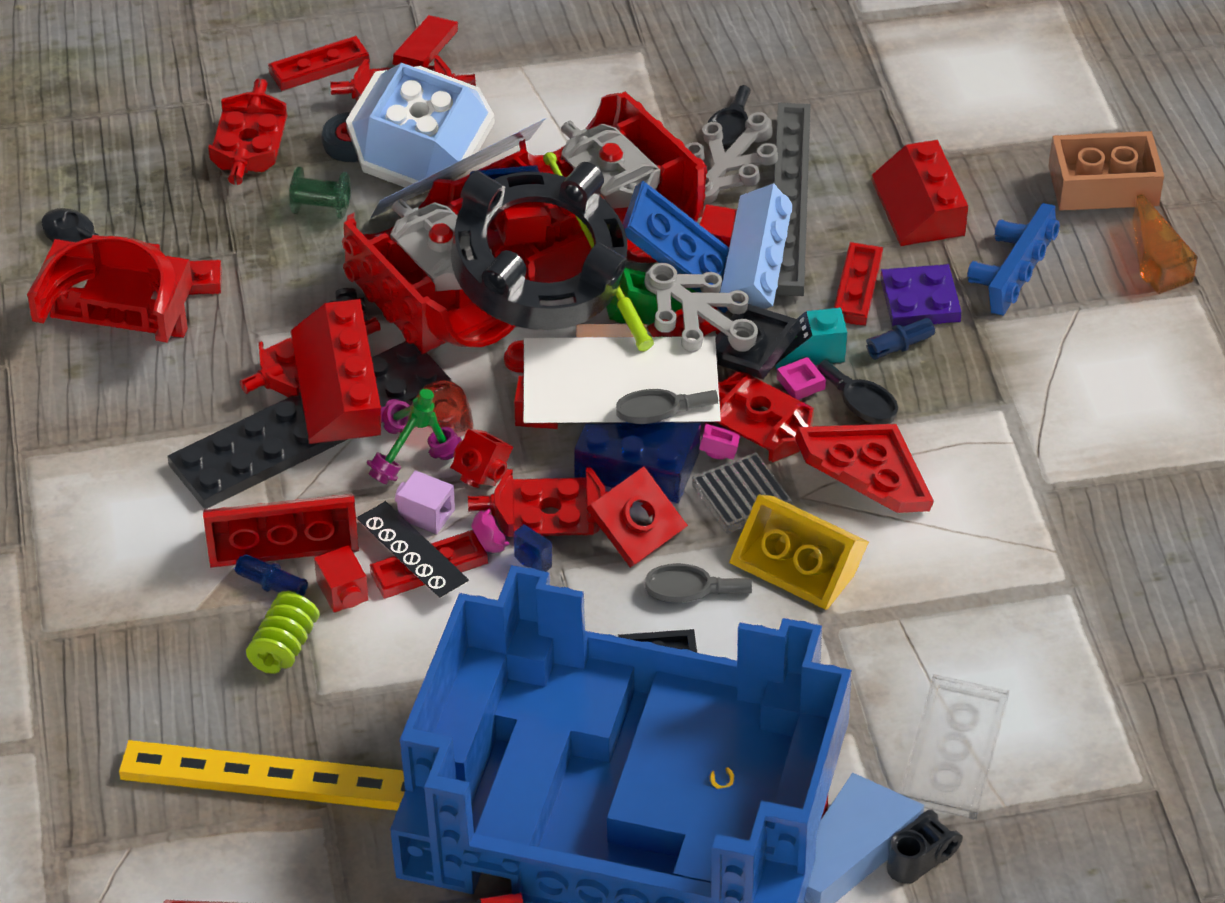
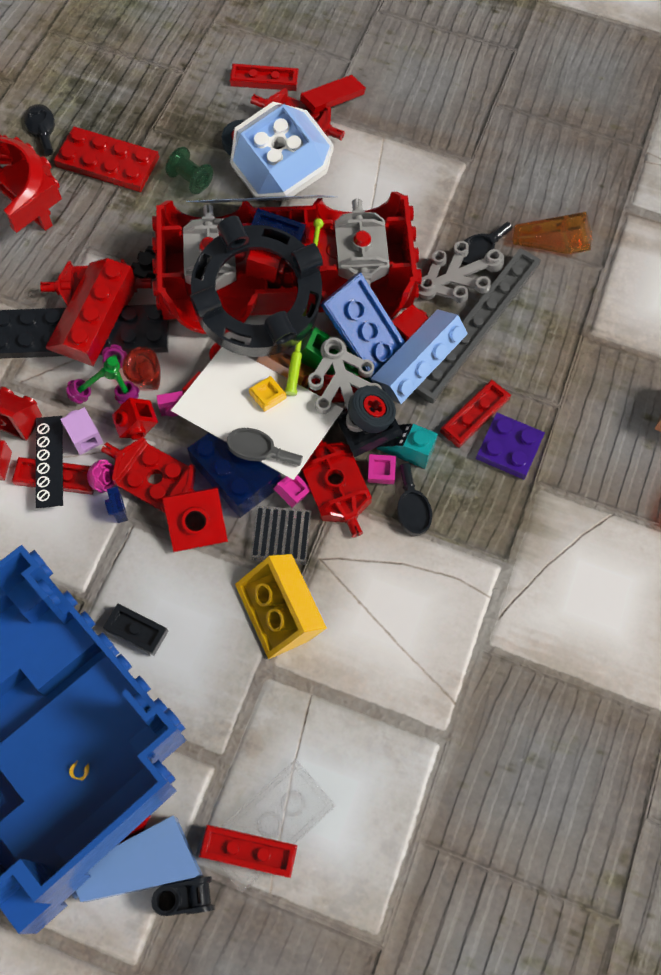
camera: 30 degrees right, 20 degrees up
(202, 226) = (107, 159): none -> red plate
(206, 277) = (85, 194): red plate -> none
(244, 117) = (193, 95): red plate -> none
(509, 425) = (167, 402): none -> dark pink plate
(620, 356) = (267, 393): none -> yellow tile
(689, 583) = (194, 586): dark grey piece -> none
(754, 311) = (363, 417): none -> black bush
(808, 72) = (557, 234): none -> clear orange slope
(869, 461) = (374, 563): red plate -> none
(899, 338) = (471, 473): dark blue axle -> none
(921, 194) = (564, 368): red slope -> none
(955, 769) = (248, 851): none -> red tile
(1017, 269) = (588, 463): blue plate -> none

